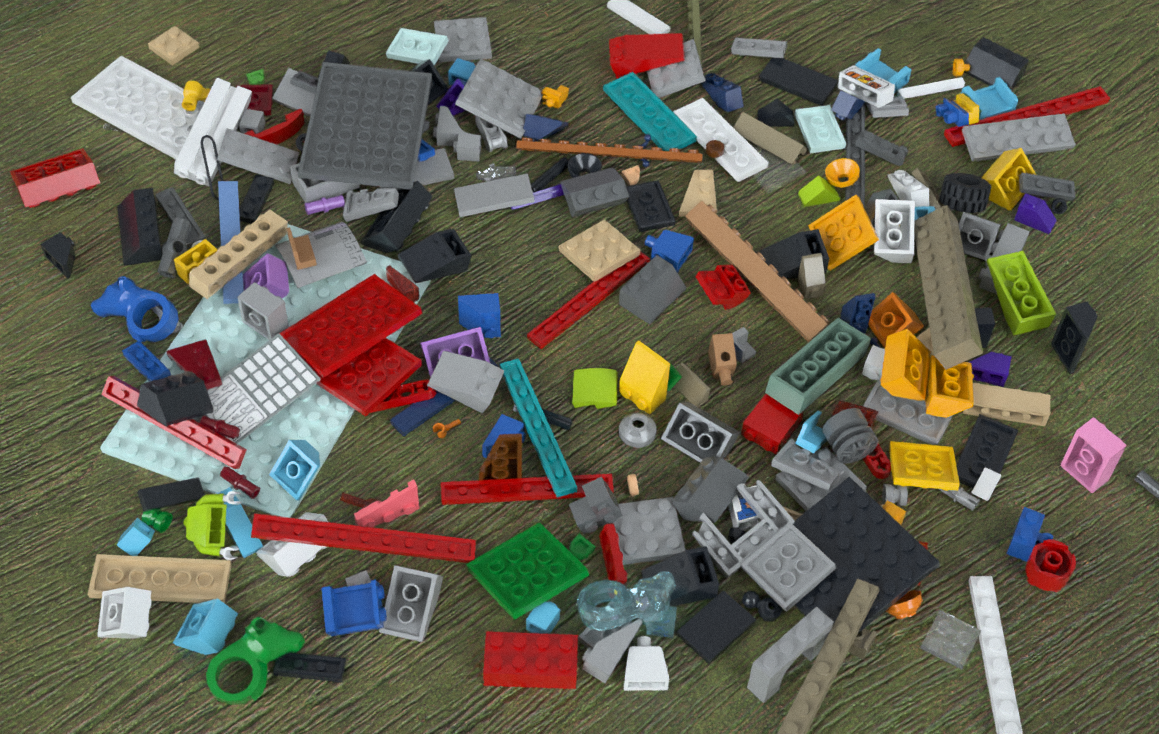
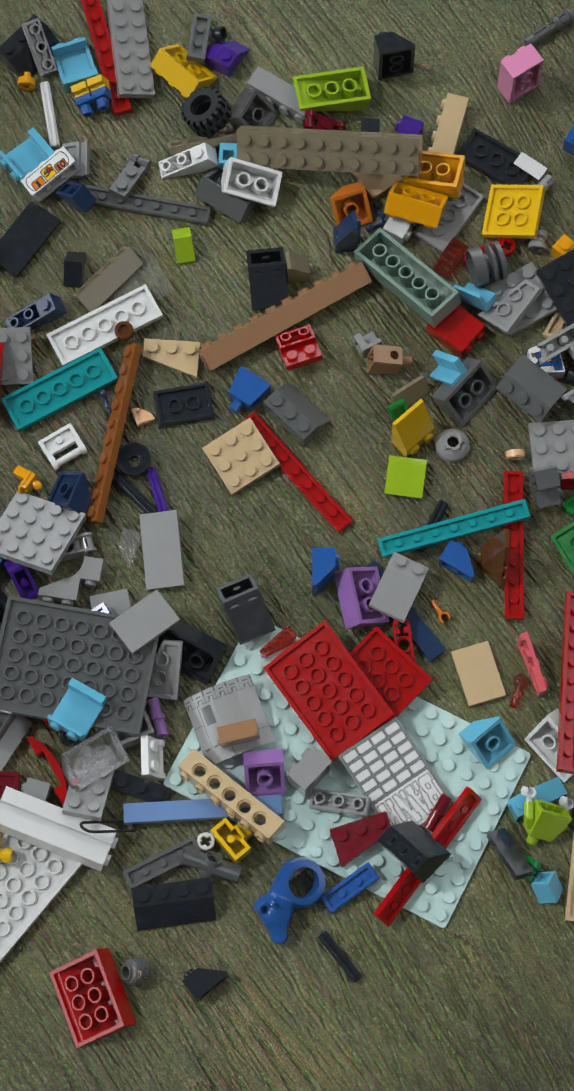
camera: 80 degrees left, 20 degrees up
(74, 202) = (135, 971): none -> dark grey head
(76, 361) = (340, 956): none -> black axle
(232, 344) = (351, 803): none -> light grey tile
(240, 482) = (497, 794): dark red axle -> none
(274, 140) = (93, 758): none -> clear slope
(282, 192) = (152, 758): none -> white plate
(317, 123) = (77, 710): none -> medium azure panel
(378, 465) = (478, 674): none -> tan tile
(411, 169) = (144, 622): none -> light grey tile
(594, 191) = (170, 451): dark grey slope -> none
(596, 116) = (60, 441): none -> white plate
(724, 414) = (449, 369): none -> medium azure panel
(820, 129) = (98, 229): light aqua plate -> none
(842, 168) = (164, 208): light orange piece -> none
(845, 231) = (246, 227): light orange plate -> none
(979, 289) = (321, 122): none -> dark red plate
(1005, 60) = (35, 35): none -> light grey tile

